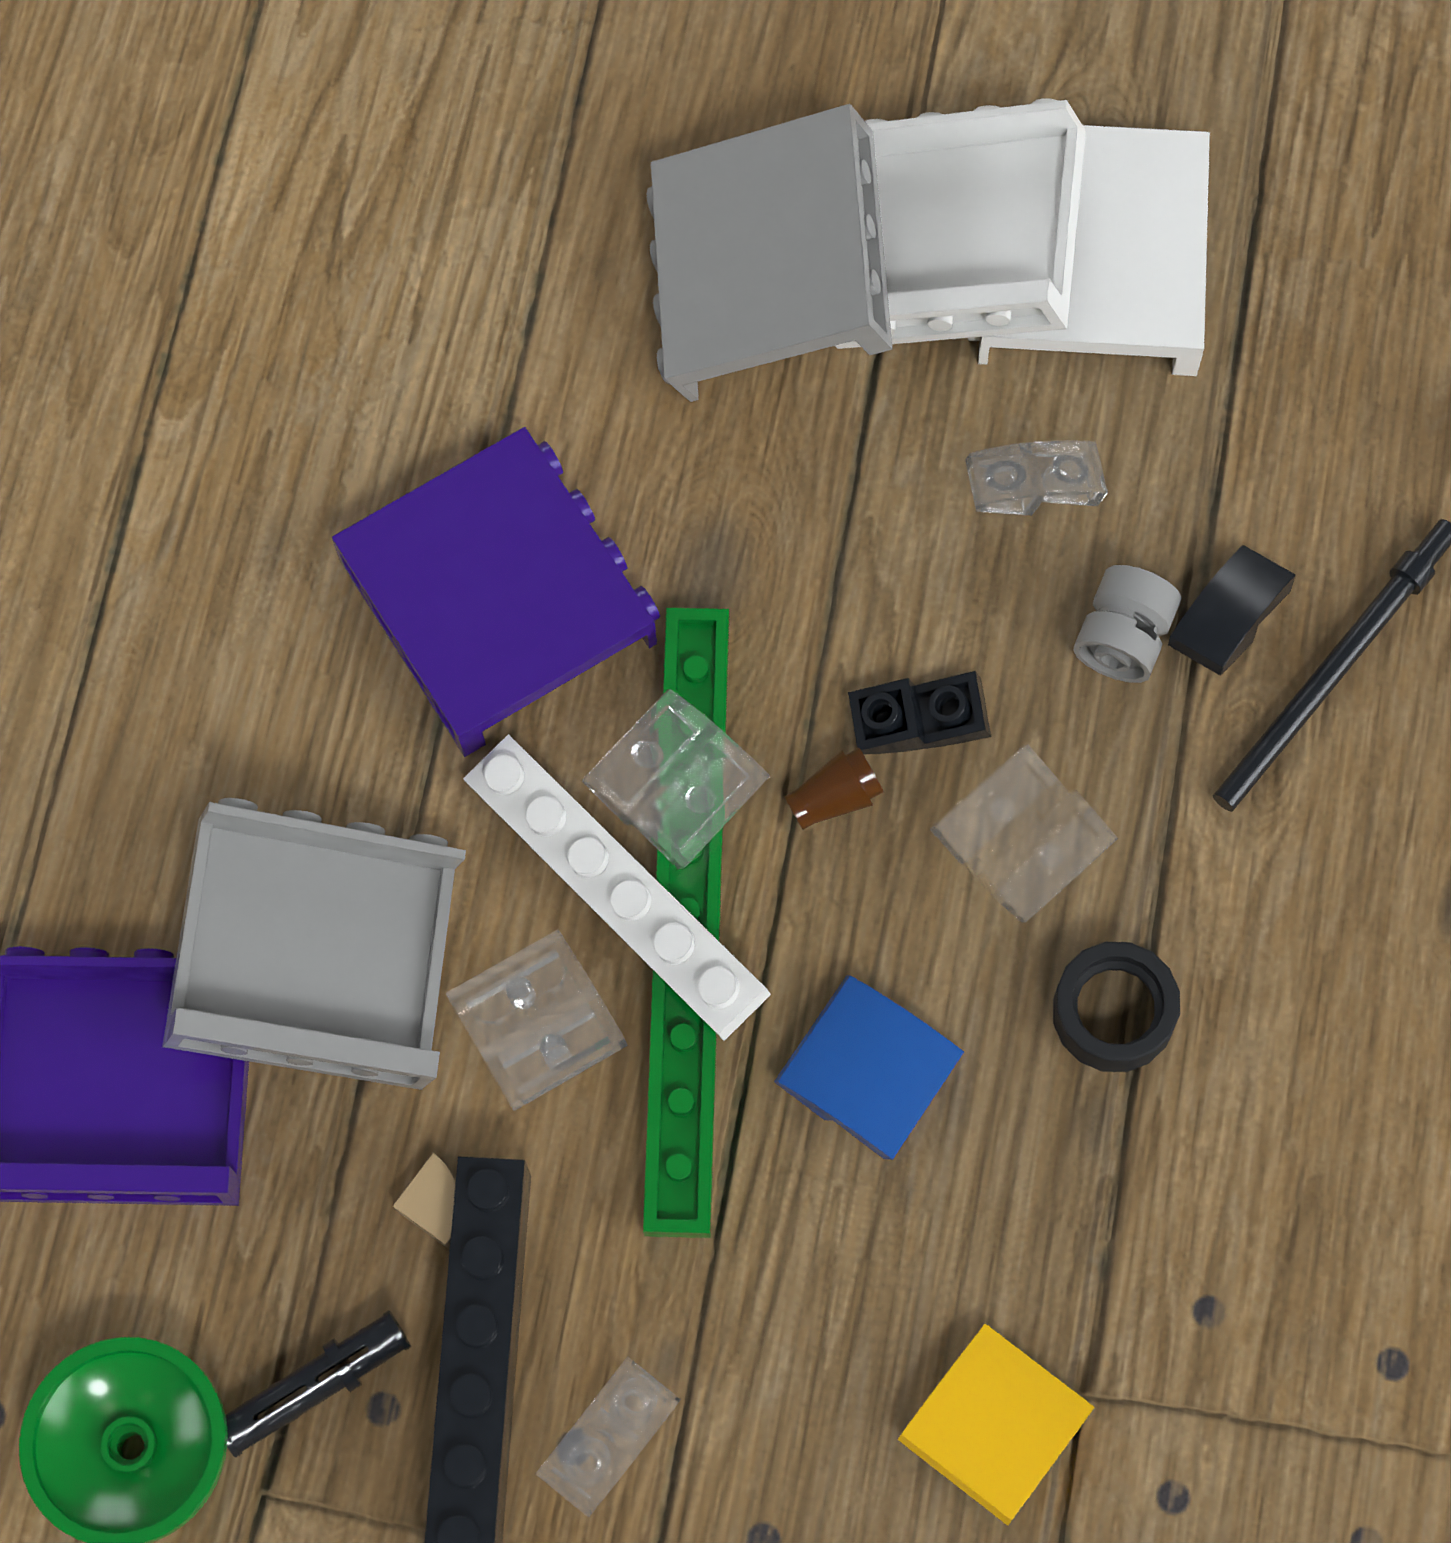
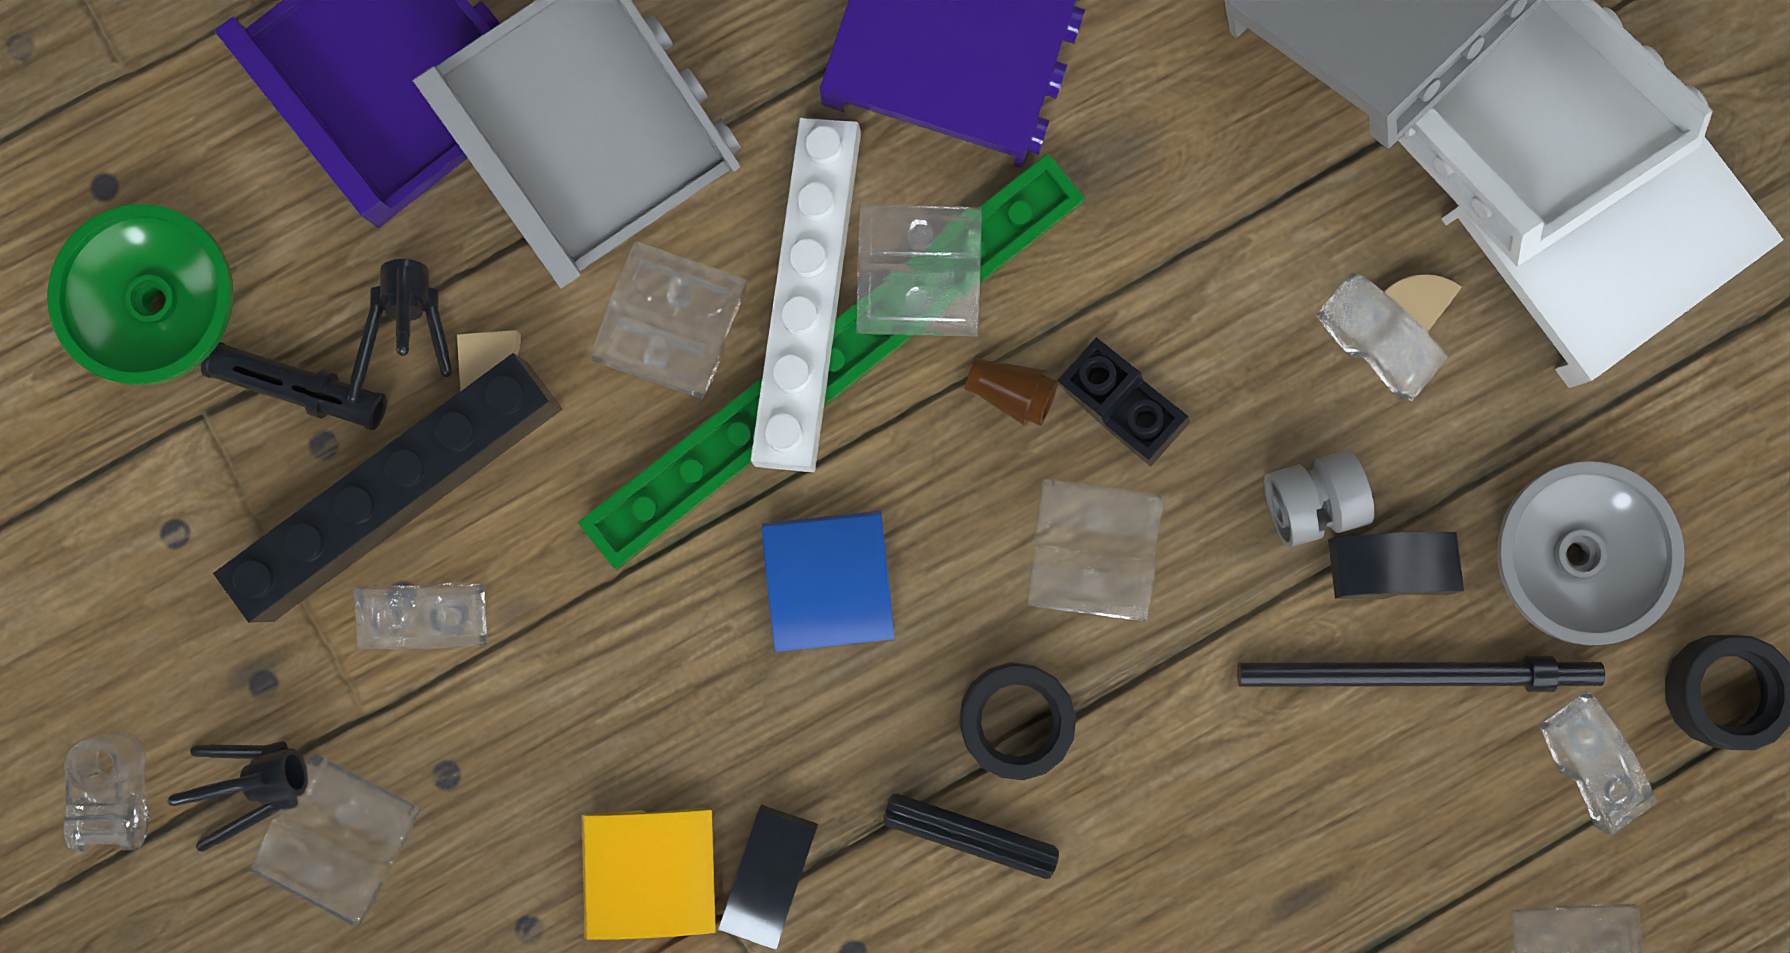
camera: 45 degrees right, 15 degrees up
(324, 1222) = (404, 297): none -> black plant
(1031, 420) = (1424, 297): none -> tan tile
(1082, 1322) = (768, 876): none -> black slope
(1184, 1125) = (971, 836): none -> black axle
(1350, 425) = (1626, 546): none -> light grey dish

